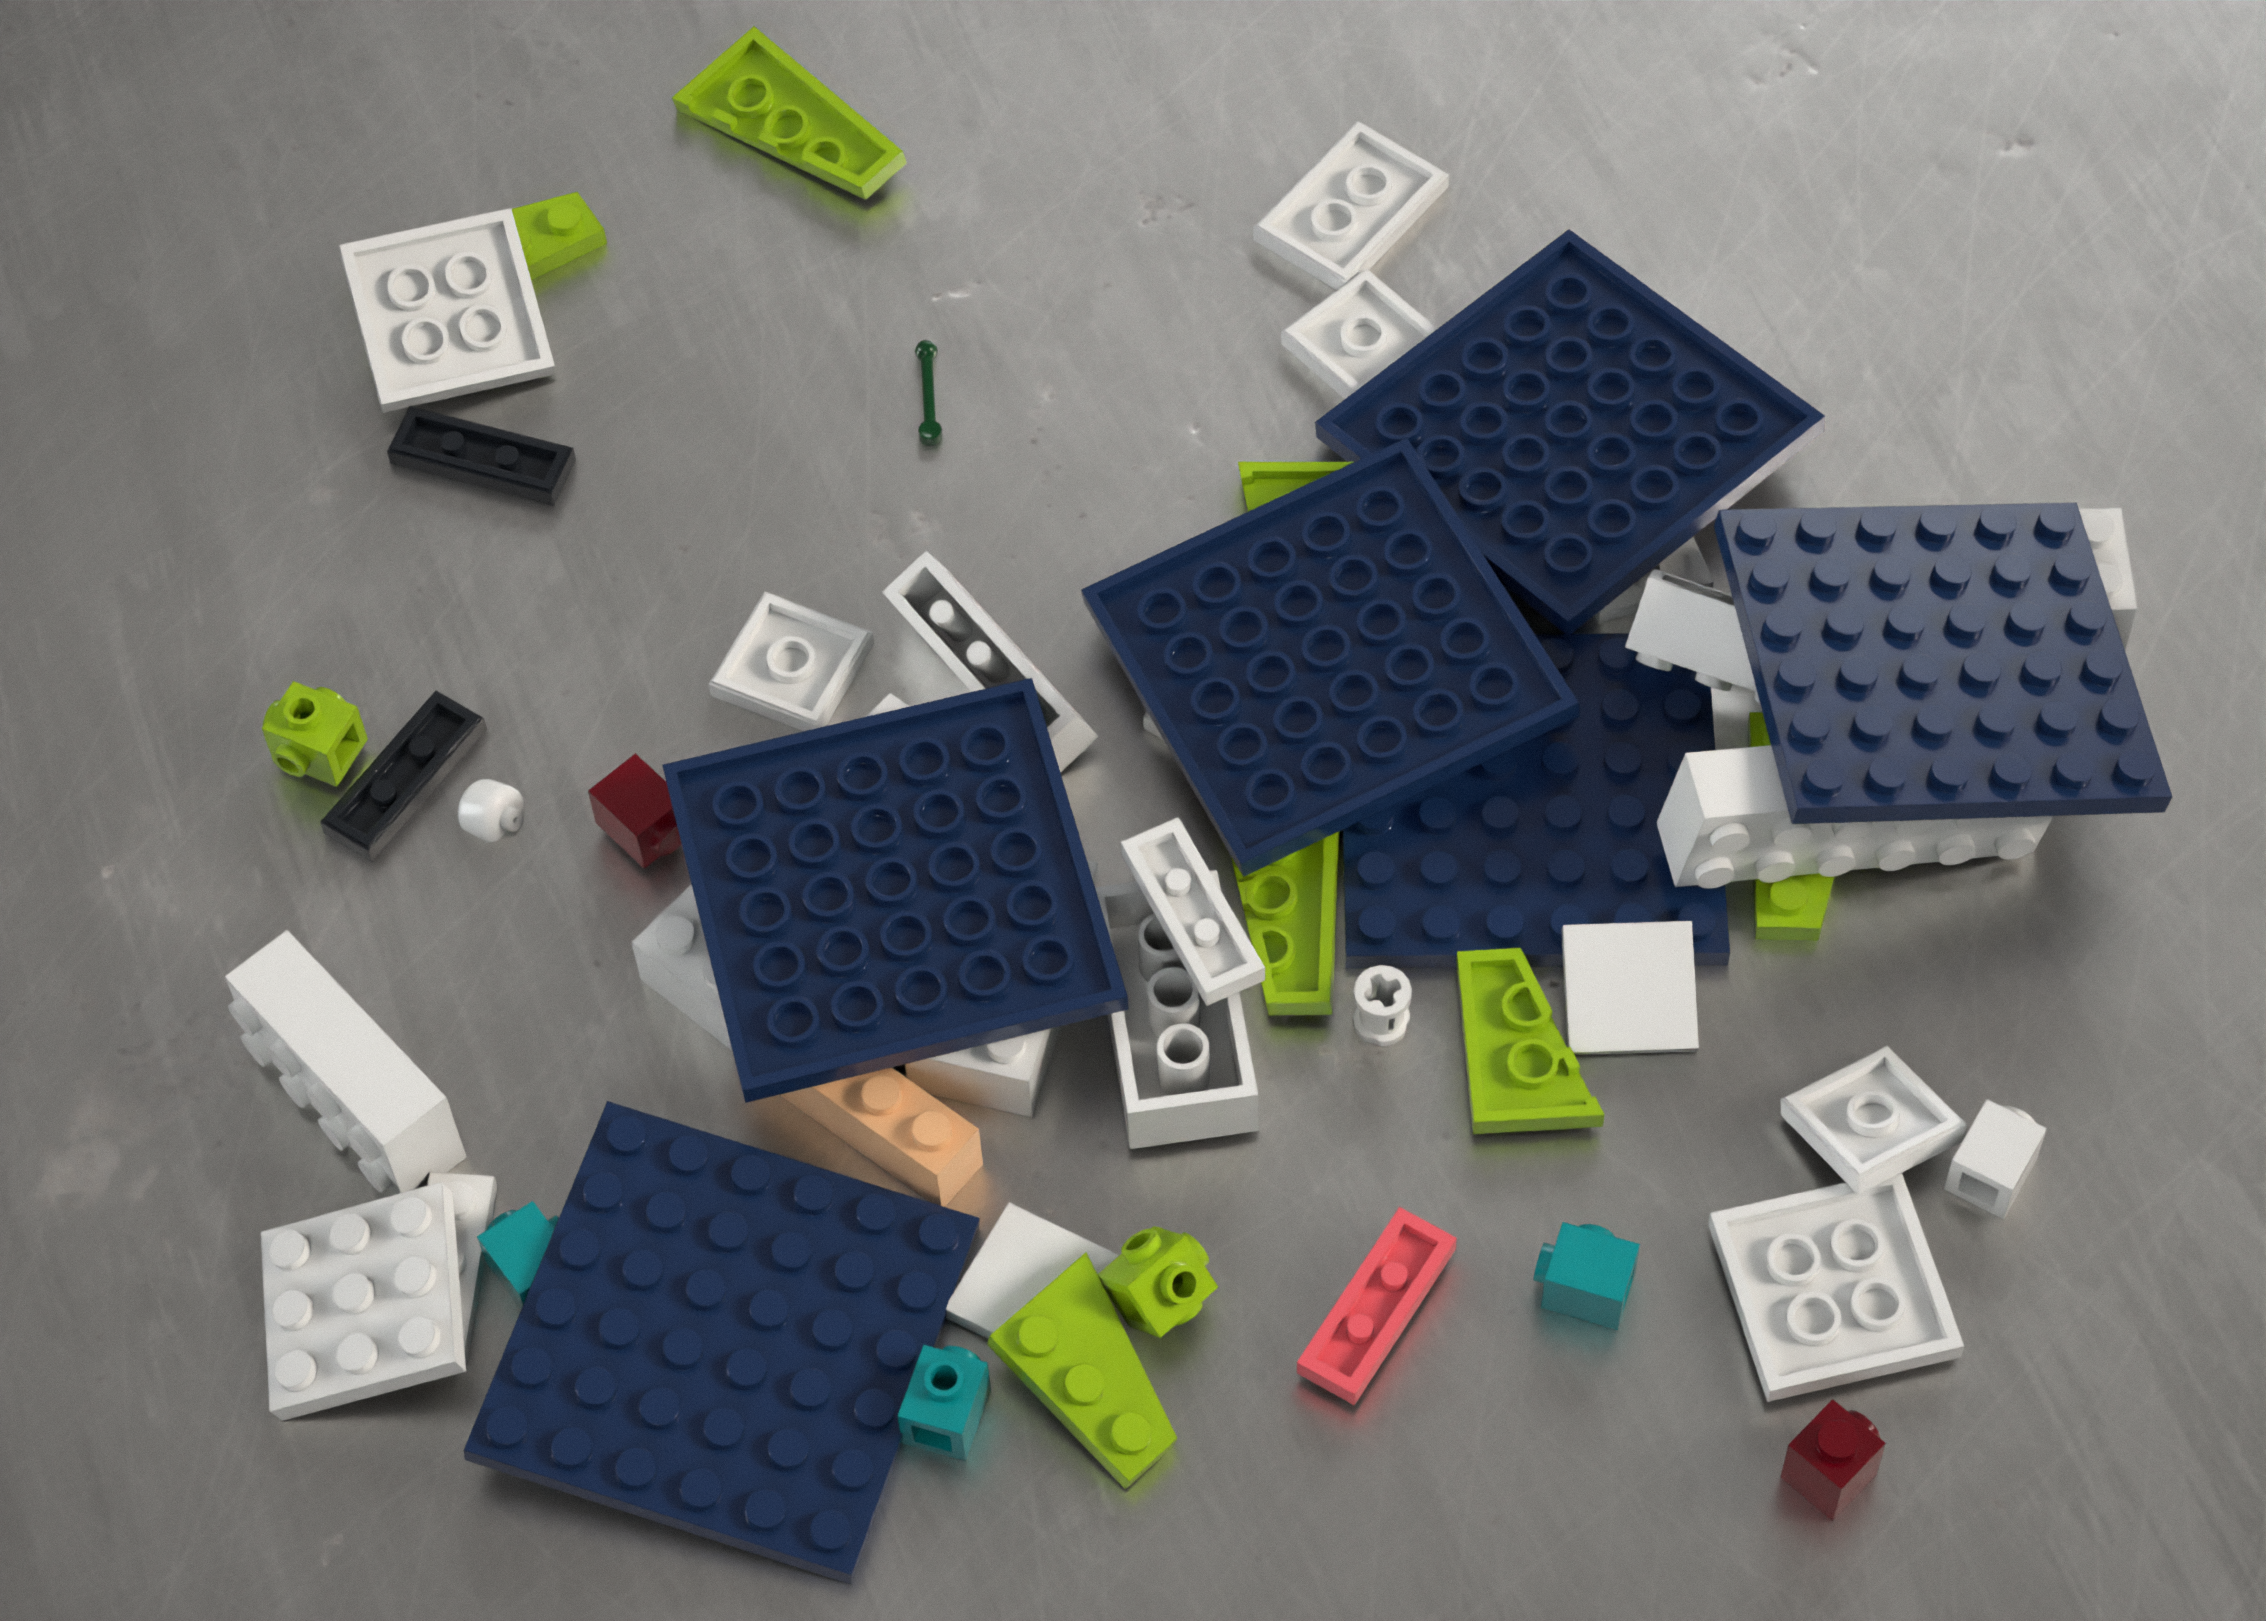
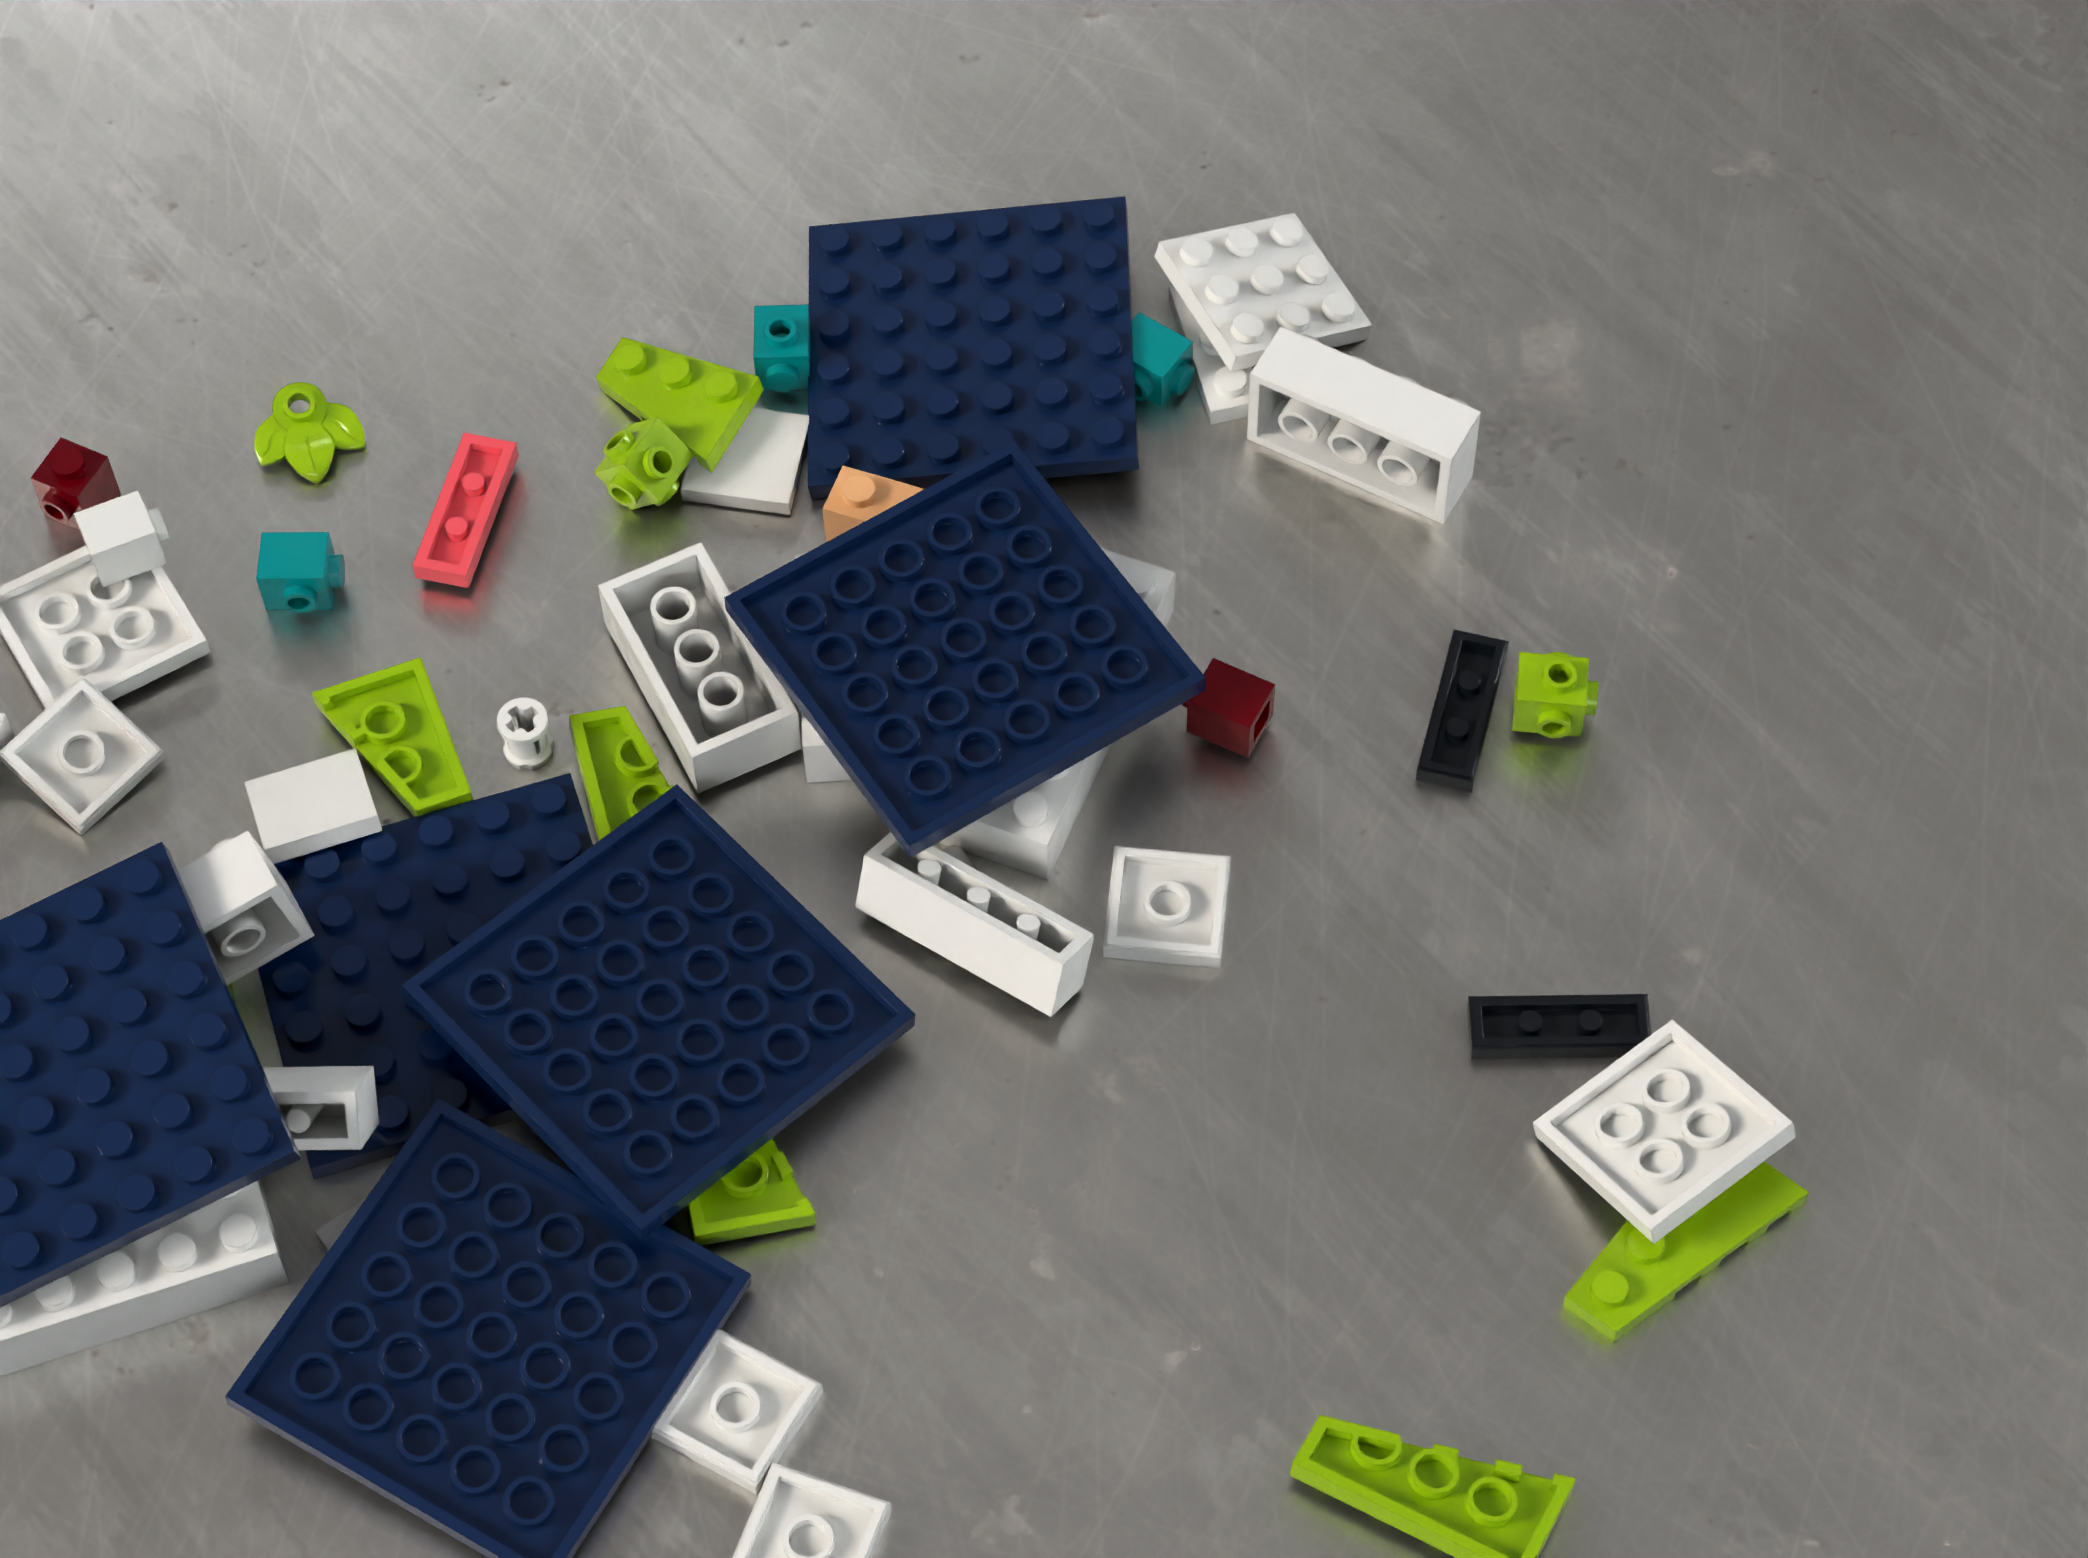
camera: 160 degrees right, 0 degrees up
(490, 809) = (1372, 707): white piece -> none
(929, 431) = (1138, 1183): dark green hinge -> none
(1193, 911) = (696, 694): white plate -> none
(1536, 1468) = (307, 437): none -> lime plate
(1786, 1335) = (123, 537): none -> white brick

